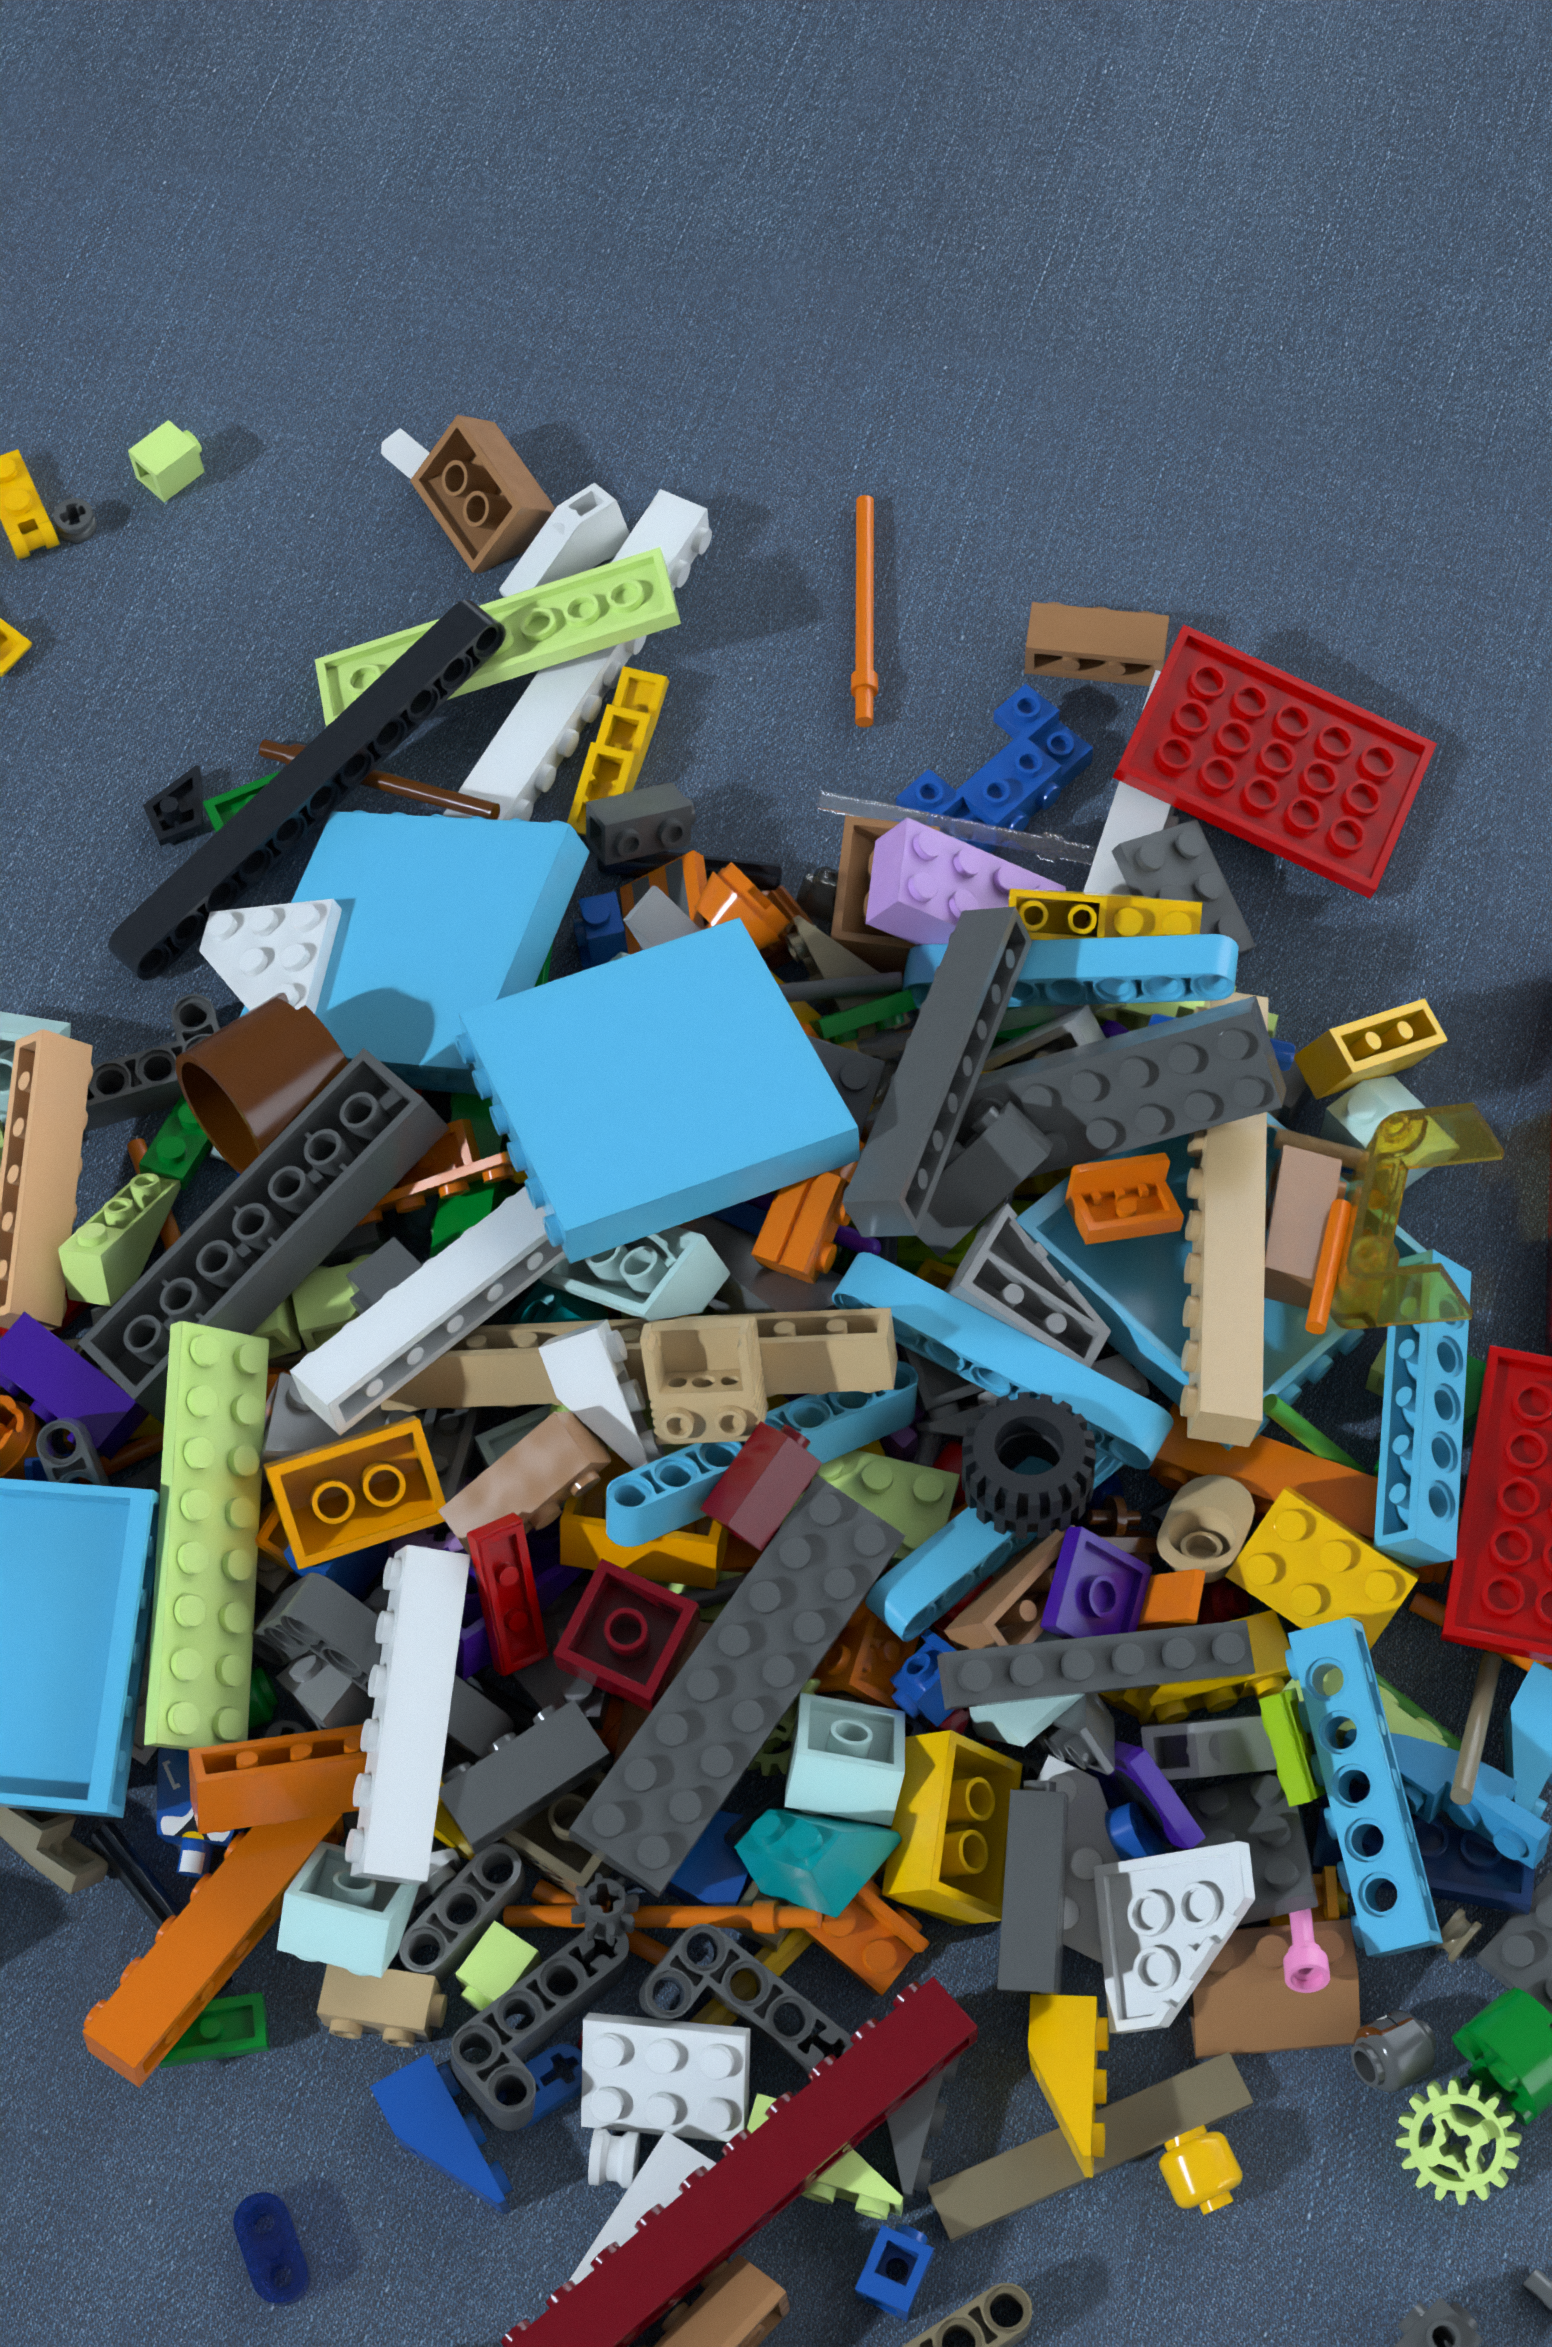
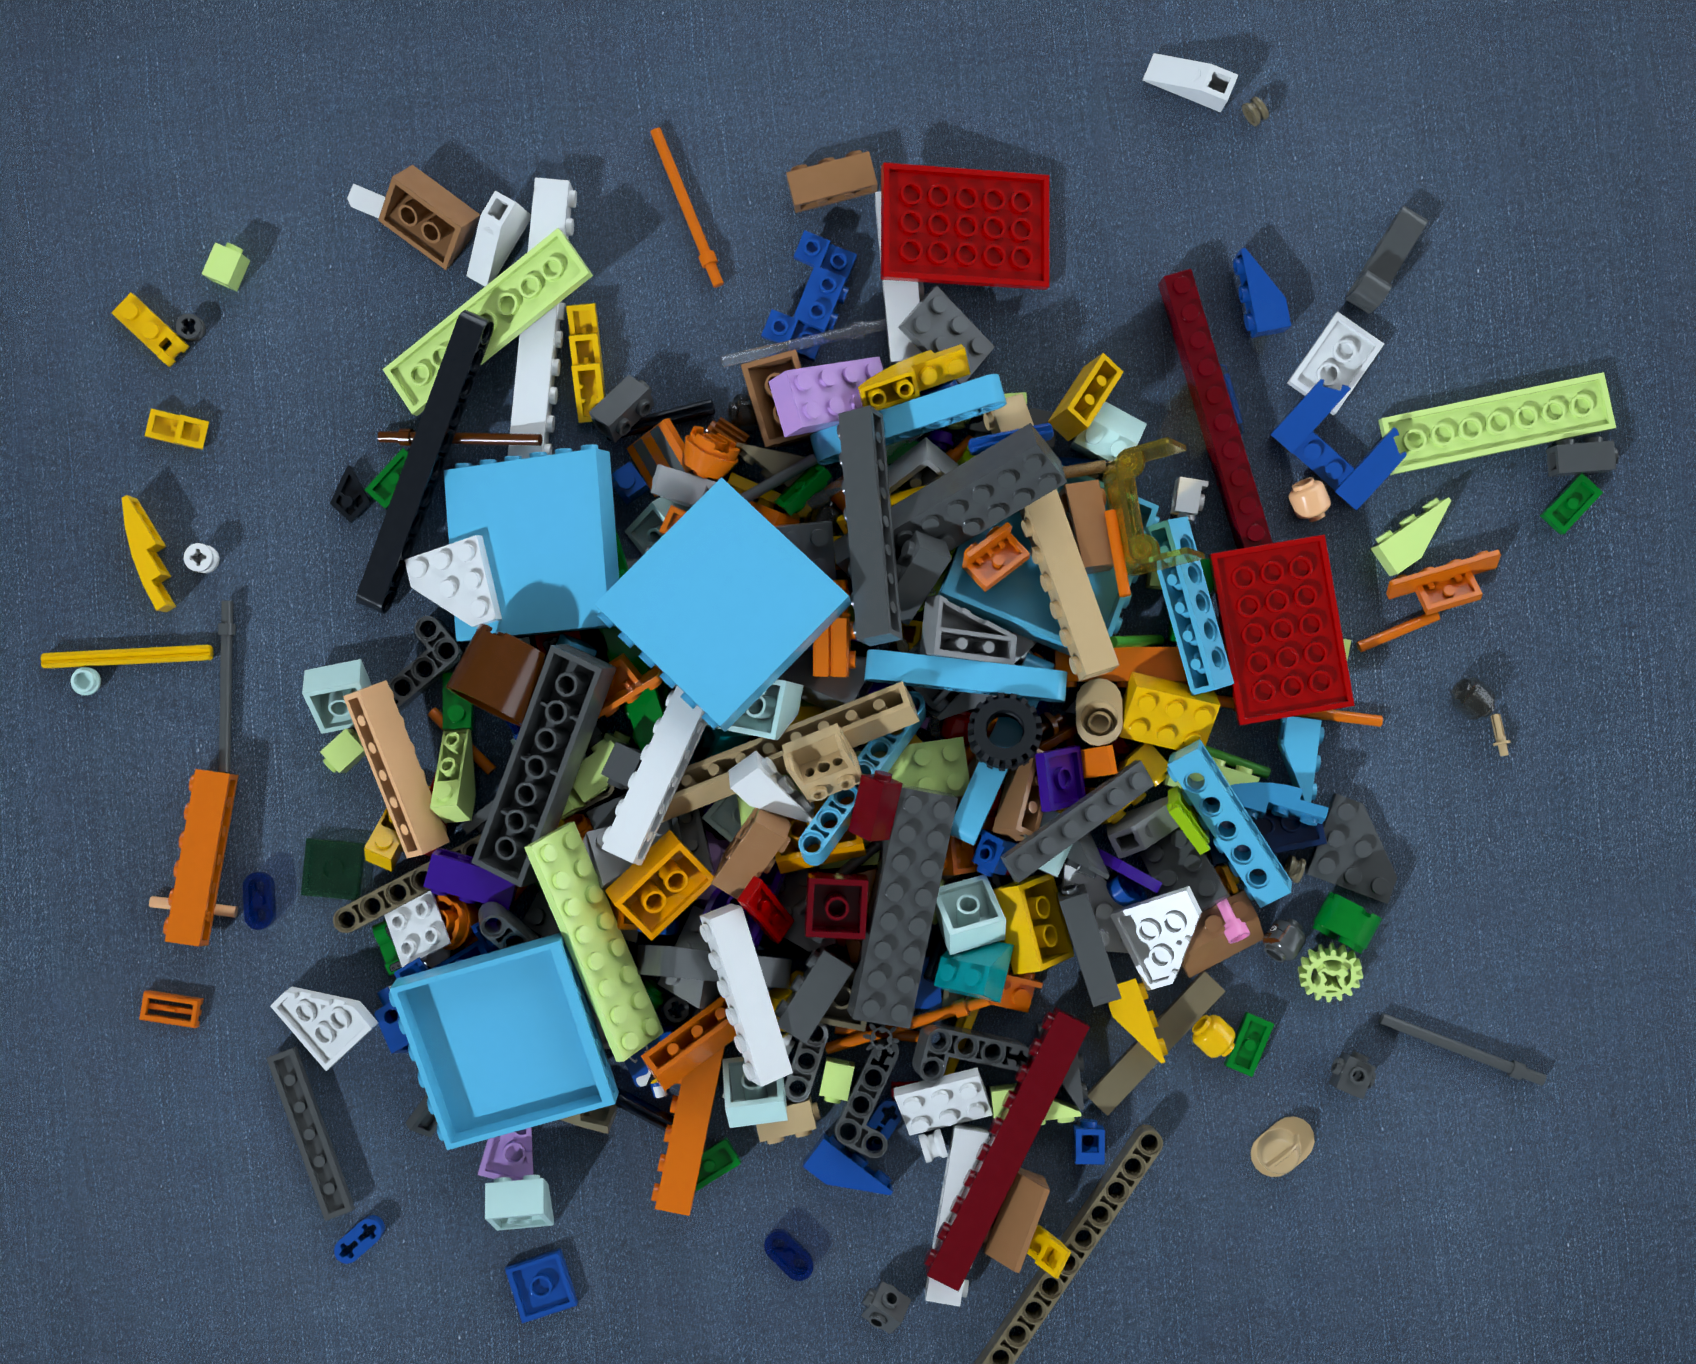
camera: 30 degrees left, 25 degrees up
(1261, 2216) = (1249, 1044): none -> green plate
(1476, 1729) = (1272, 769): dark tan bar -> none
(1494, 1265) = (1187, 497): none -> white brick

